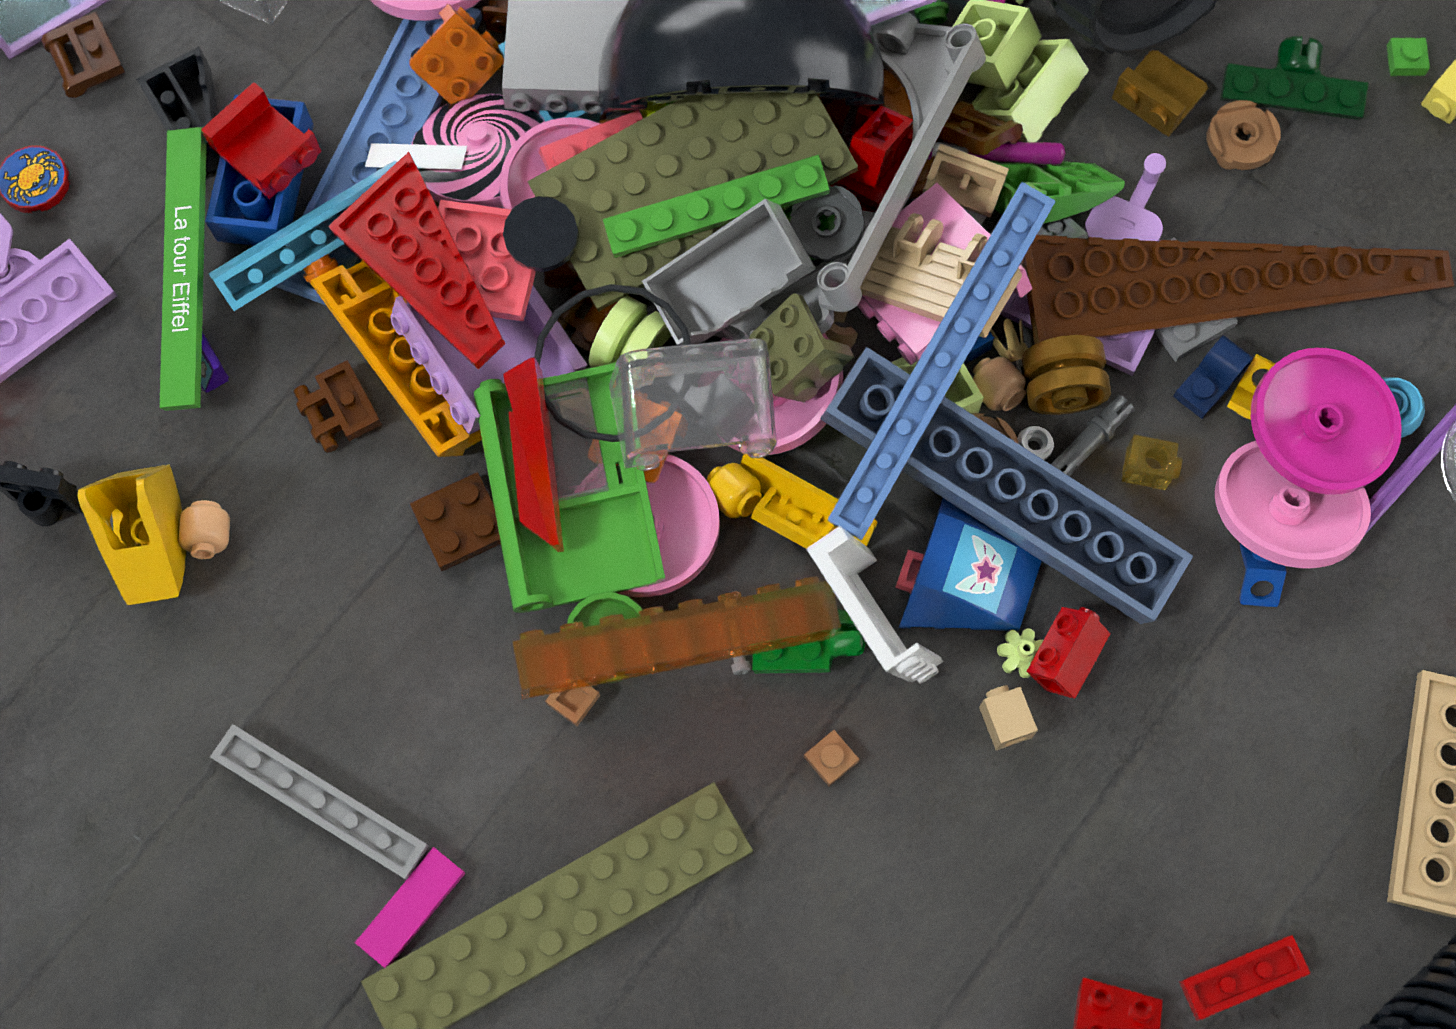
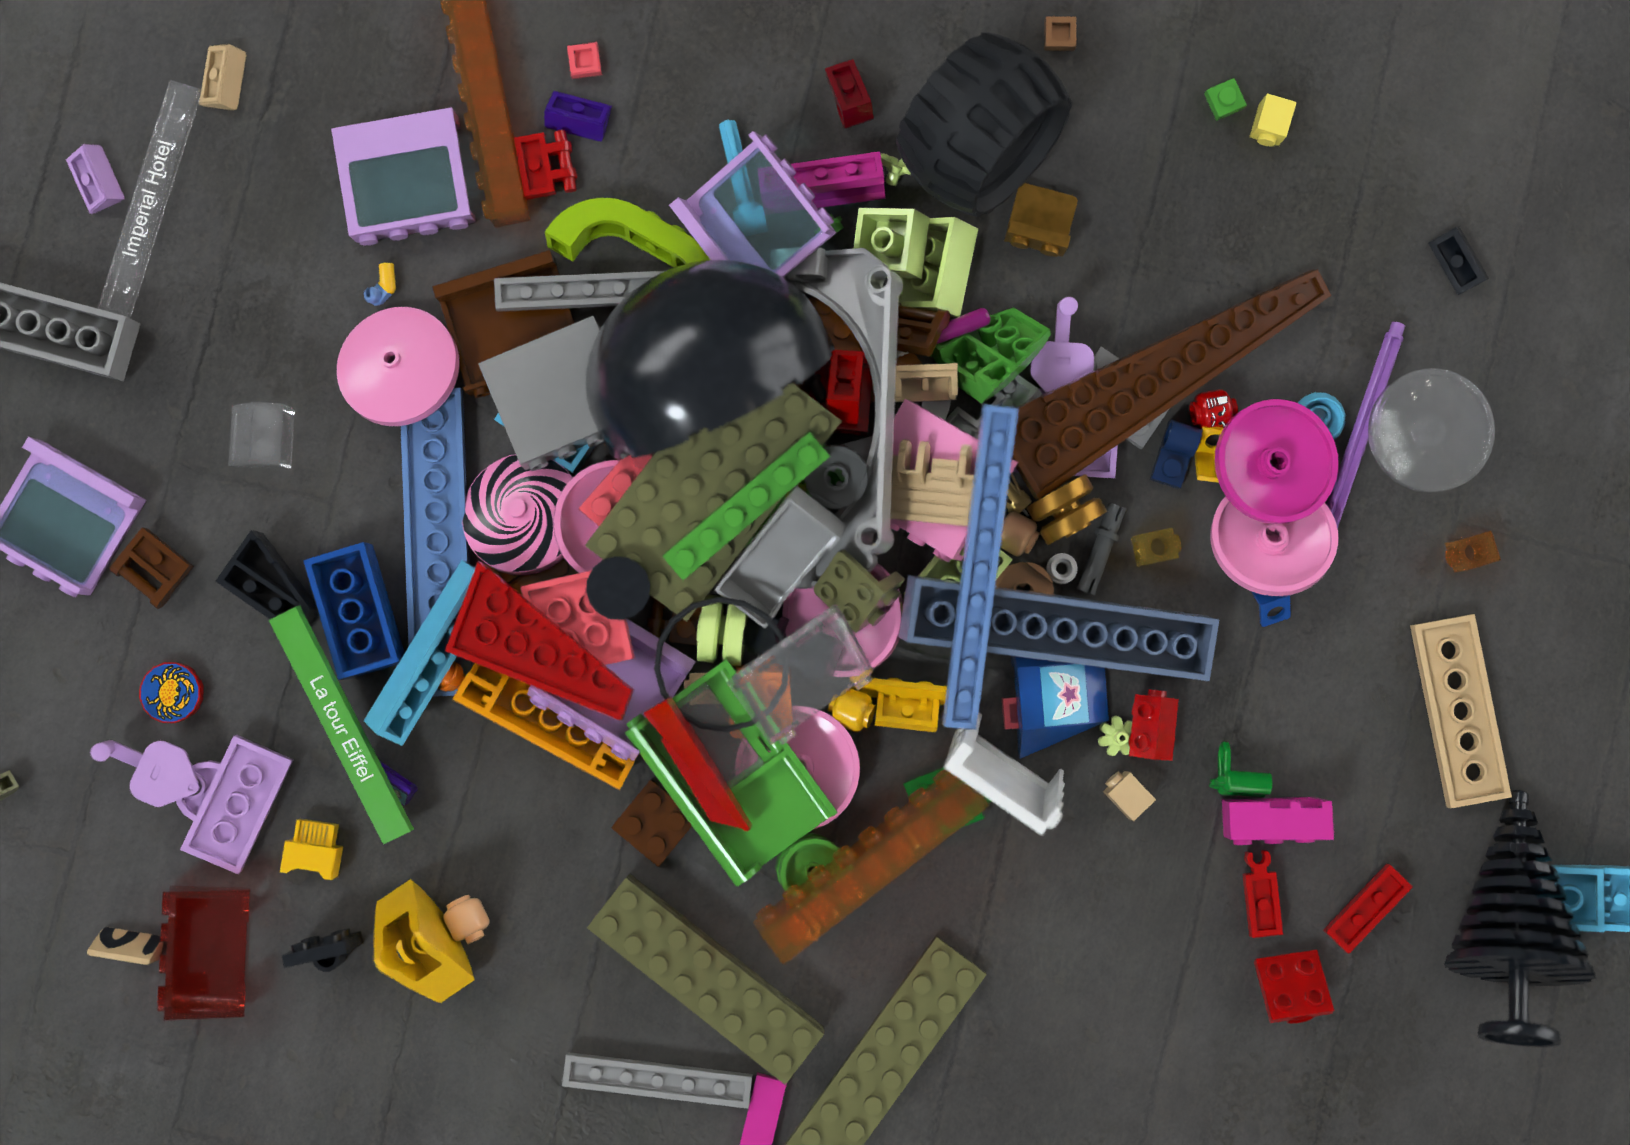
camera: 25 degrees left, 15 degrees up
(85, 389) = (313, 849): none -> yellow piece
(260, 142) = (351, 596): red panel -> none
(347, 400) = (522, 768): reddish brown plate -> none
(424, 155) = (475, 545): white sticker -> none
(432, 711) = (707, 978): none -> olive brick
(457, 57) = (467, 441): orange bracket -> none
(831, 758) = (1012, 879): medium nougat plate -> none
(1119, 908) = (1262, 897): none -> red plate
(1145, 757) = (1239, 782): none -> green piece
(1173, 819) = (1277, 820): none -> dark pink wedge
(1241, 154) = (1124, 214): medium nougat plate -> none
(1272, 341) = (1212, 409): none -> red head
(1295, 84) = (1145, 166): dark green plate -> none

